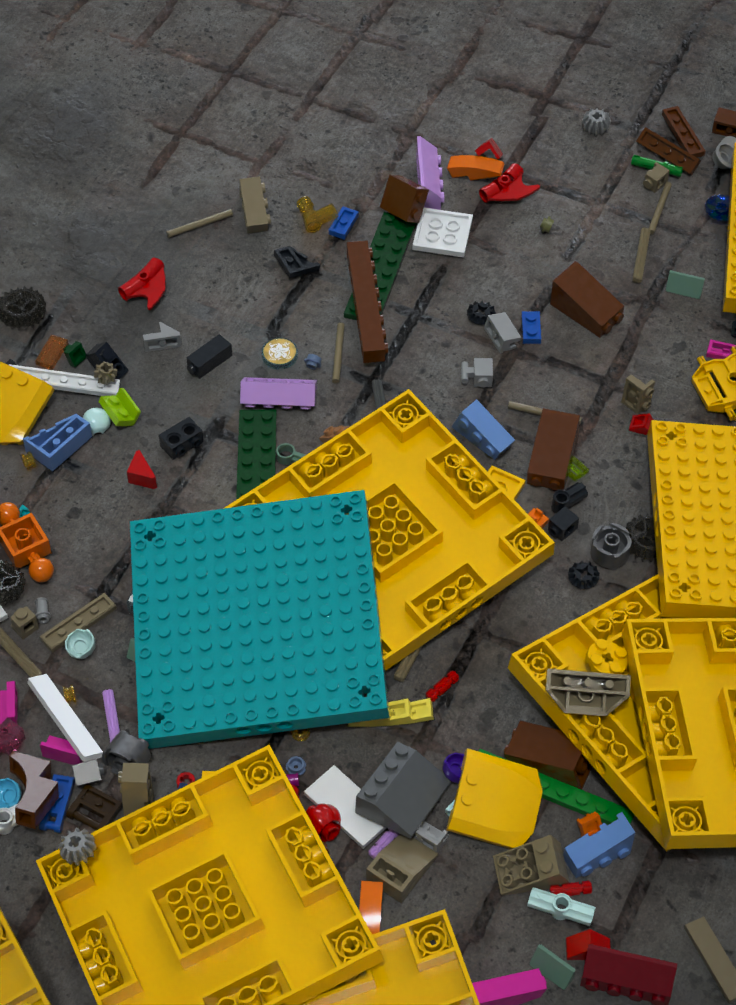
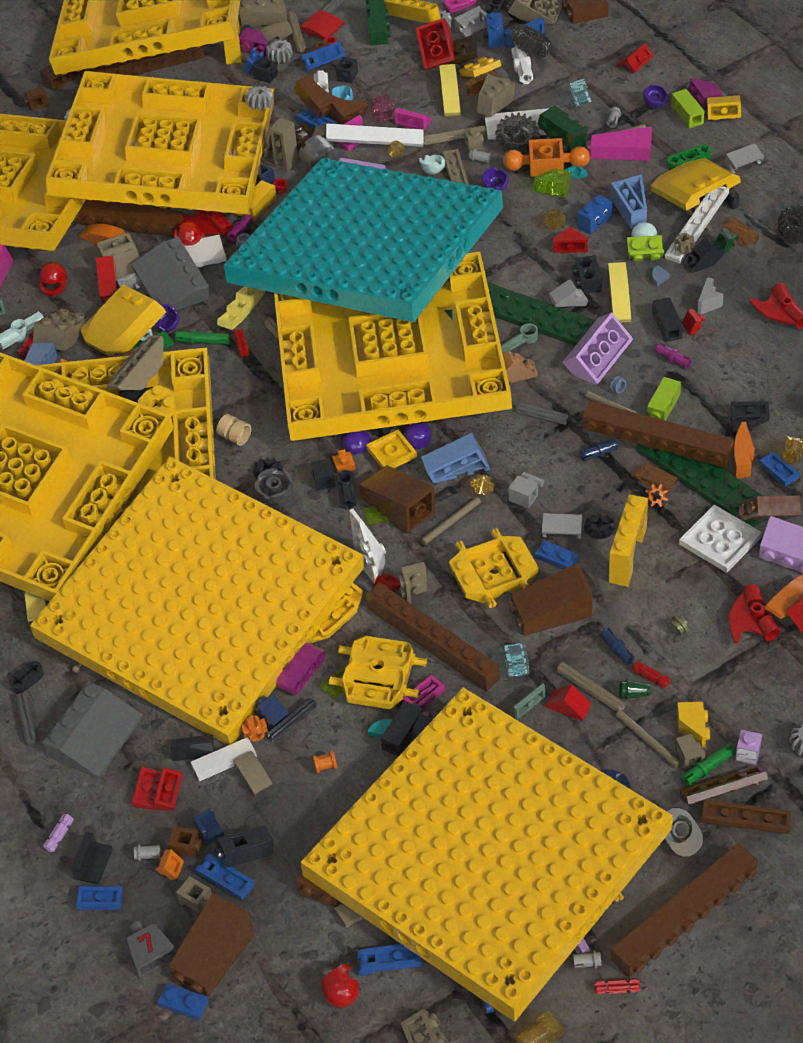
camera: 125 degrees right, 5 degrees down
(55, 521) = (554, 182): none -> clear neon green slope
(80, 572) = (495, 179): none -> dark purple hair
(91, 467) = (594, 214): none -> blue brick
(114, 498) = (554, 219): none -> clear yellow gear
(148, 388) = (659, 275): none -> sand blue tile
(191, 404) = (619, 291): none -> light yellow slope
(201, 335) = (692, 321): none -> red tile
(223, 438) = (568, 295): none -> light grey slope
(252, 336) = (673, 355): none -> magenta pin
(279, 353) = (644, 369): tile -> none
(314, 321) = (664, 399): none -> lime brick
(335, 250) = (743, 452): none -> orange slope
(400, 343) = (598, 450): none -> dark blue pin
(403, 297) = (650, 474): none -> clear orange tile
(427, 283) = (662, 493): none -> orange gear
(441, 854) = (106, 277): none -> red brick
(462, 729) = (199, 337): none -> green pin
(467, 923) = (51, 274): none -> red helmet
(475, 268) = (630, 529): none -> yellow arch
(496, 401) = (482, 484): none -> clear yellow gear
(560, 615) = (234, 429): none -> tan wheel
(594, 253) = (617, 646): none -> dark blue pin
(595, 356) = (473, 566): none -> yellow piece
(603, 225) = (651, 674): none -> red axle
(627, 229) = (633, 689): none -> dark green cone
(628, 146) = (748, 747): none -> lavender brick
(628, 185) = (692, 720): none -> yellow slope
(631, 435) = (366, 544): none -> white wedge
(654, 304) = (516, 659): none -> clear light blue brick
(666, 261) = (568, 702): none -> red slope
(675, 362) = (433, 637): none -> reddish brown brick

